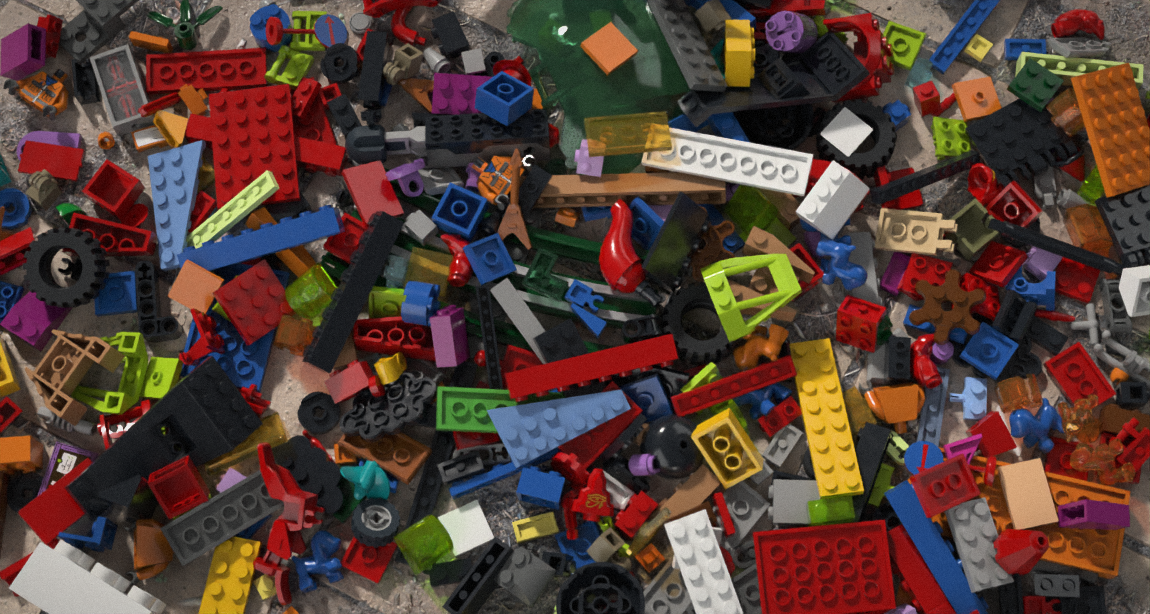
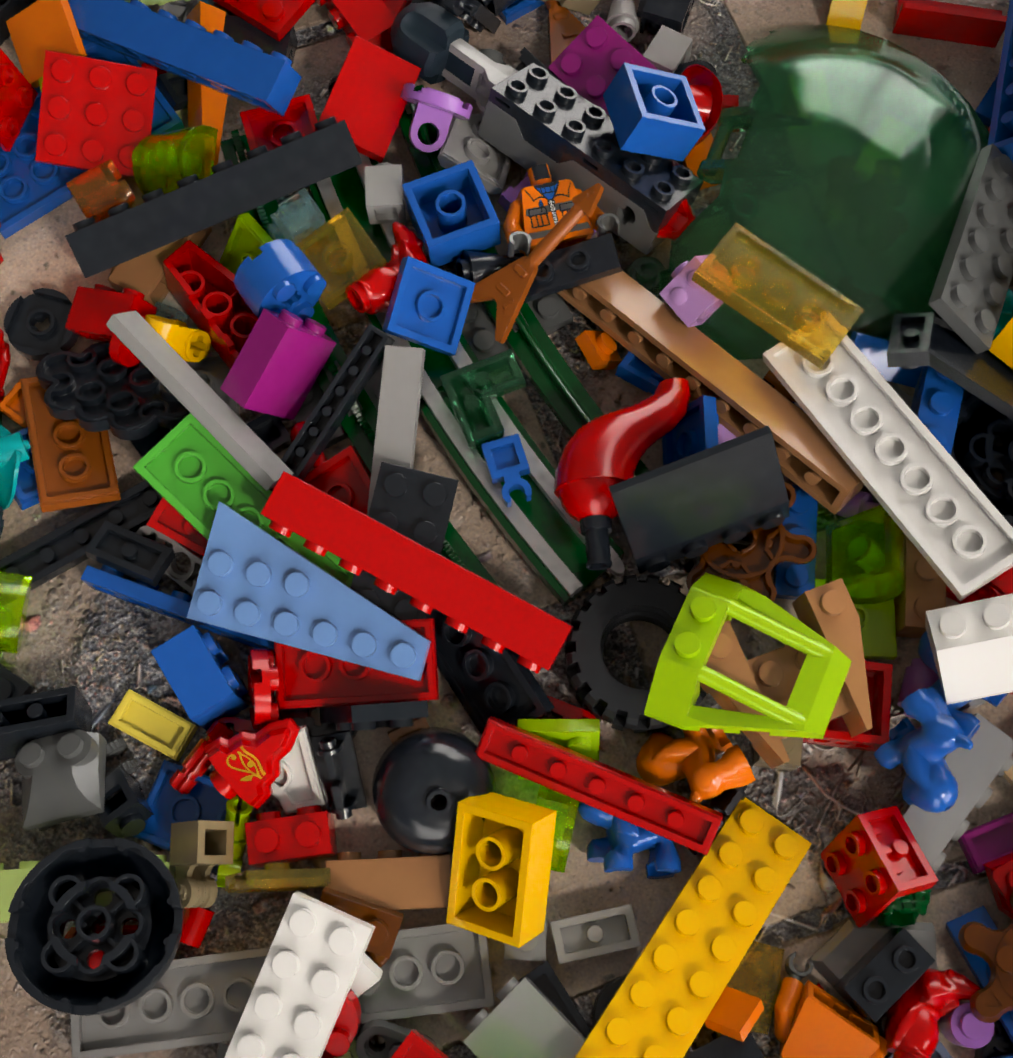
camera: 45 degrees right, 0 degrees up
(435, 378) = (198, 398): none -> light grey tile
(467, 528) = (66, 641): white tile -> none
(592, 322) = (486, 521): blue piece -> none
(609, 48) = (861, 154): orange tile -> none
(642, 465) = (359, 773): medium lavender brick -> none
(645, 327) = (545, 585): black piece -> none
(649, 396) = (466, 689): blue plate -> none
(650, 558) = (256, 916): orange tile -> none
(723, 514) = (406, 959): red tile -> none
(779, 416) = (629, 891): red hinge -> none
(859, 422) = (734, 1014): none -> orange tile

